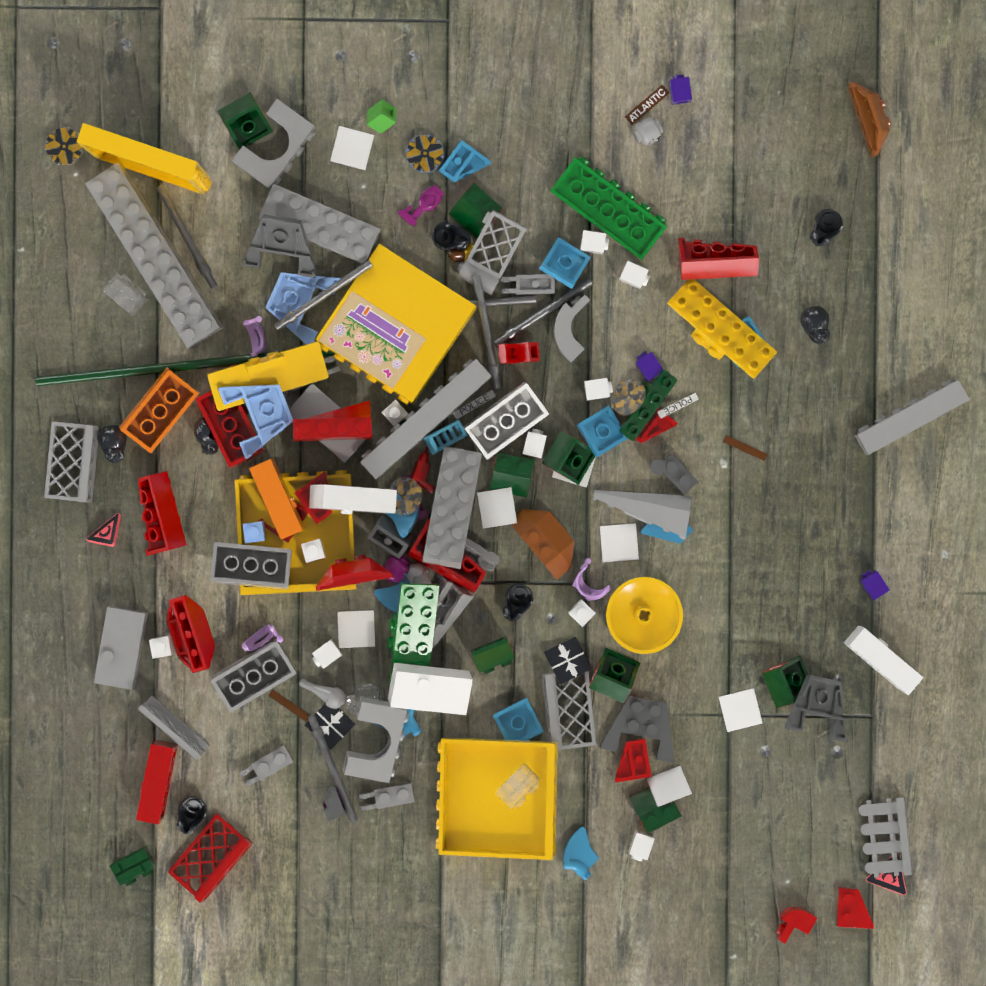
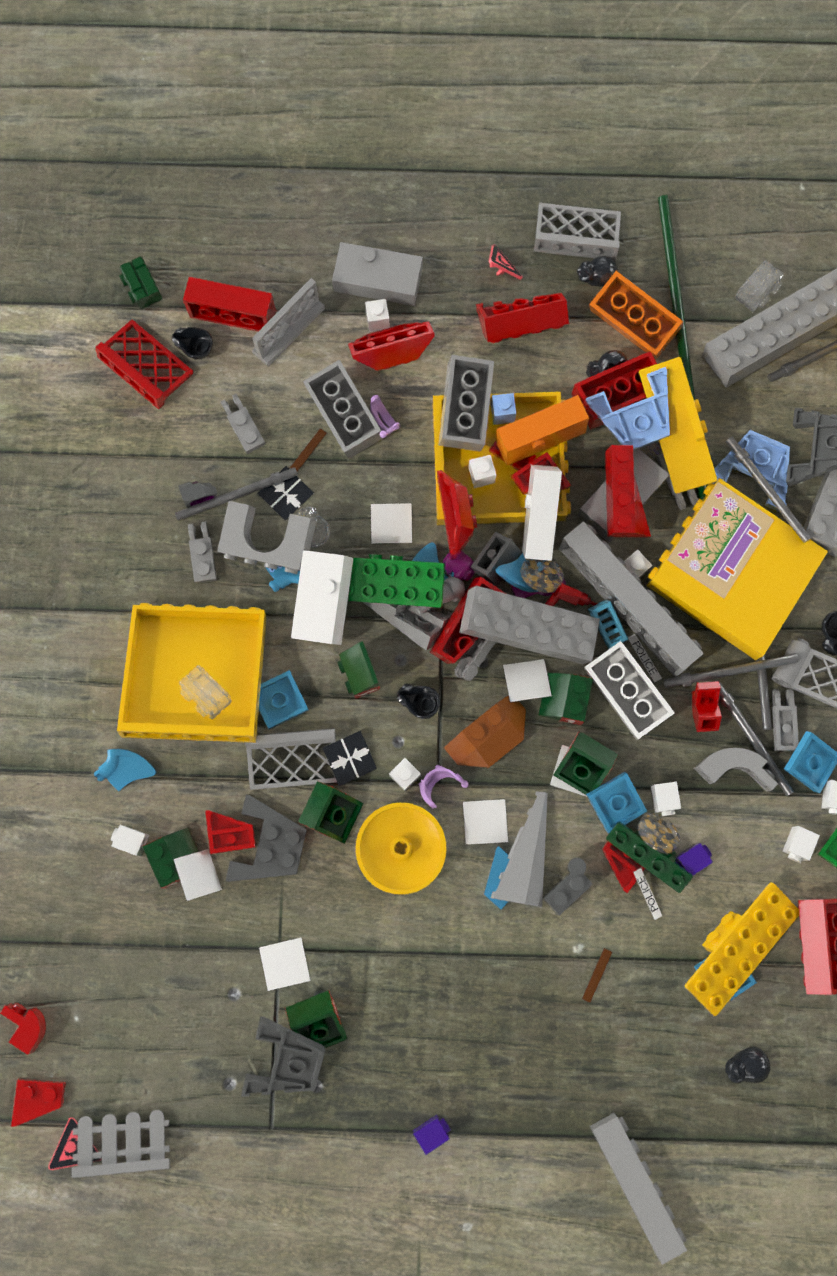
camera: 90 degrees right, 10 degrees down
(258, 345) = (723, 420): lavender helmet -> none
(326, 654) = (364, 488): white brick -> none
(331, 696) = (316, 494): light grey piece -> none
(460, 255) = (815, 642): reddish brown arm -> none
(534, 443) = (601, 724): white brick -> none
(883, 660) = (339, 1146): white brick -> none

